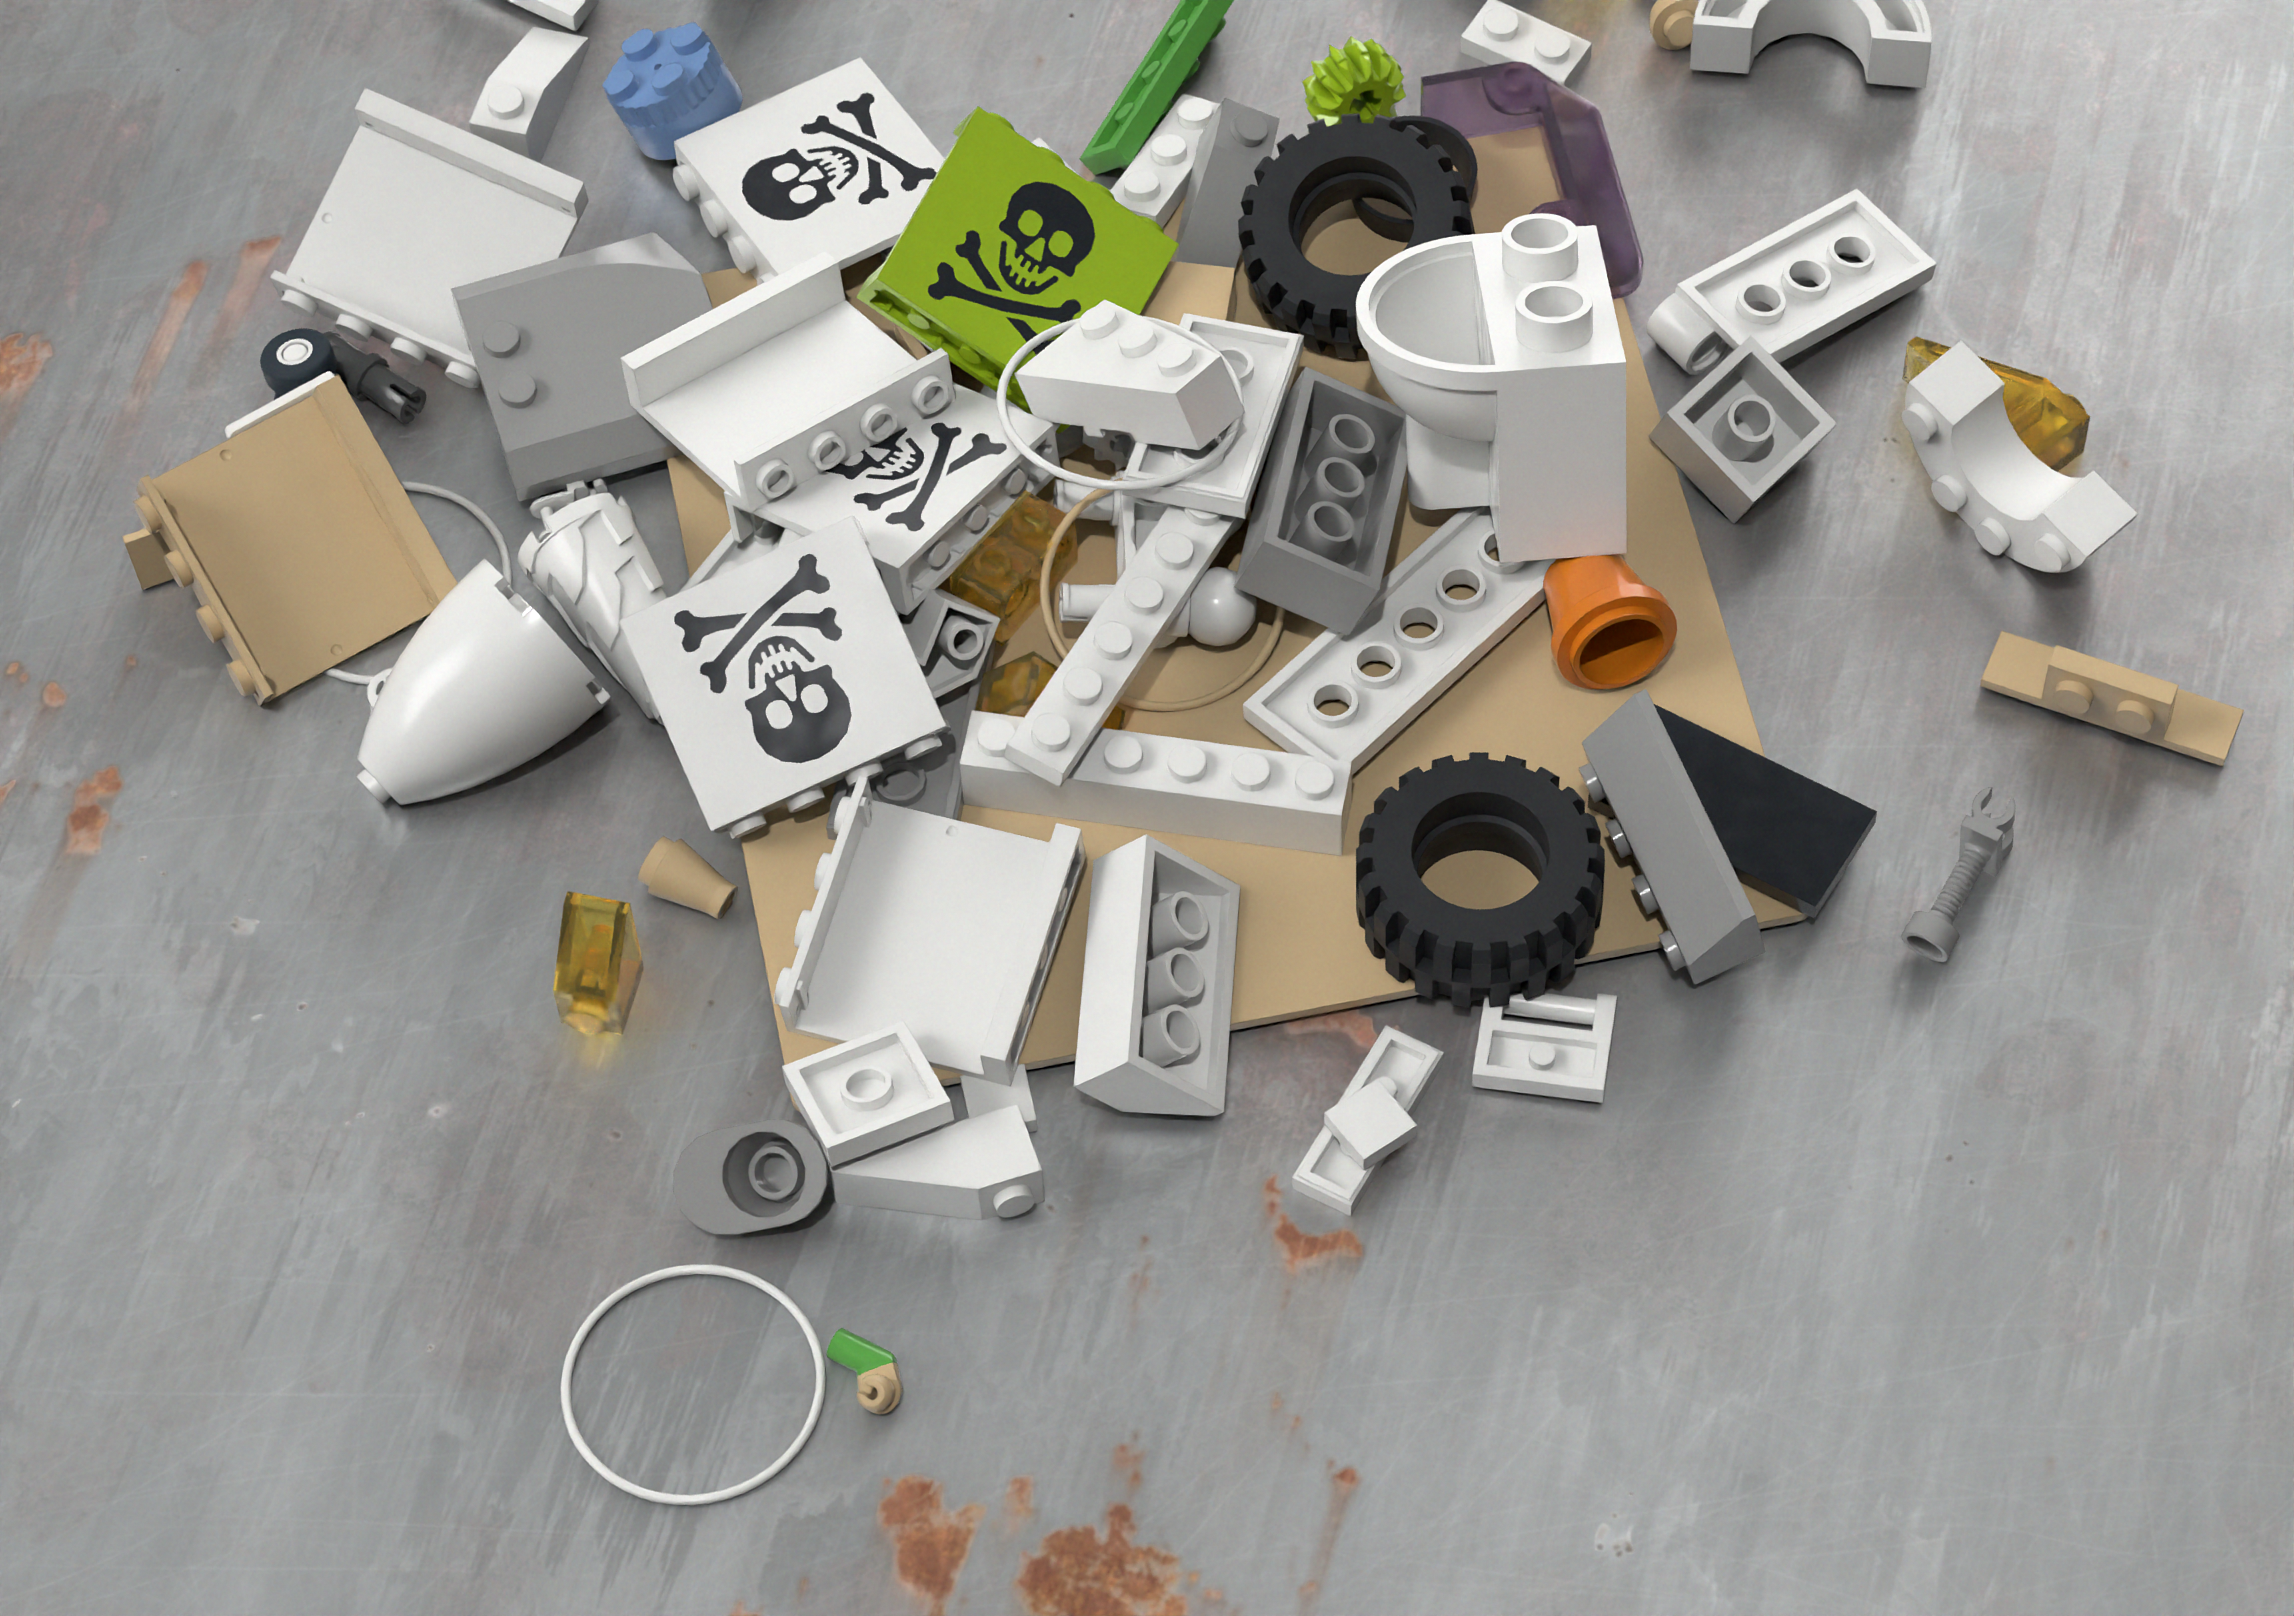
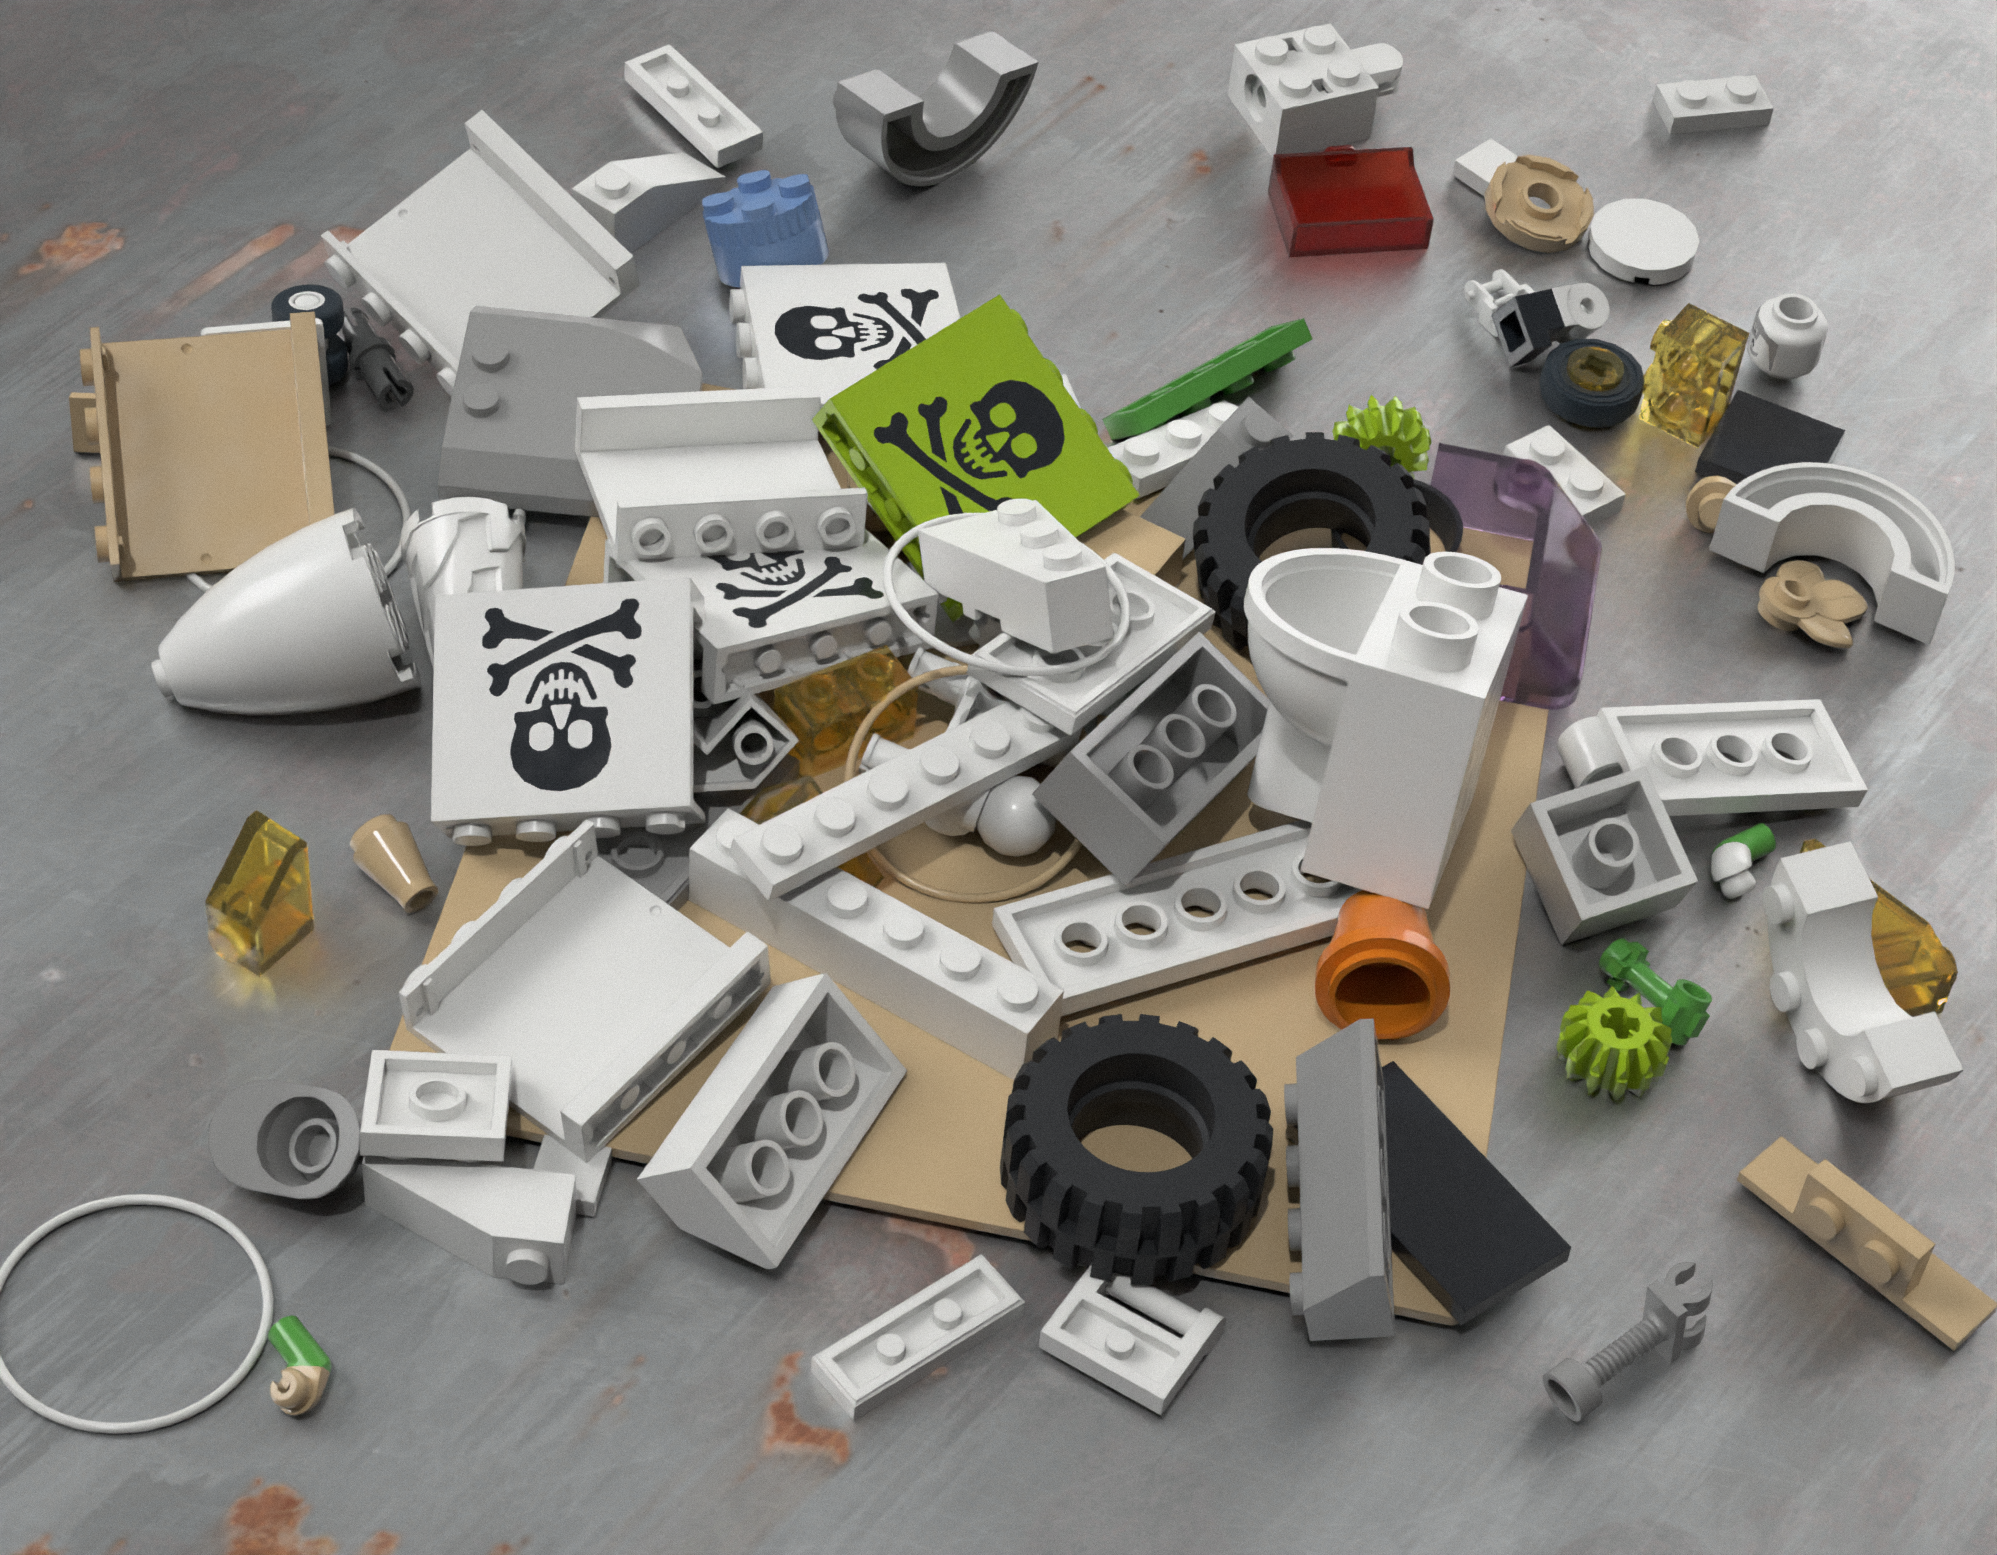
camera: 15 degrees right, 10 degrees down
(1370, 1124) = (912, 1336): white tile -> none
(1804, 88) = (1807, 601): none -> tan plate
(1825, 604) = (1614, 1043): none -> lime gear
(1847, 378) = (1734, 857): none -> white arm
(1867, 546) = (1681, 1006): none -> bright green bar

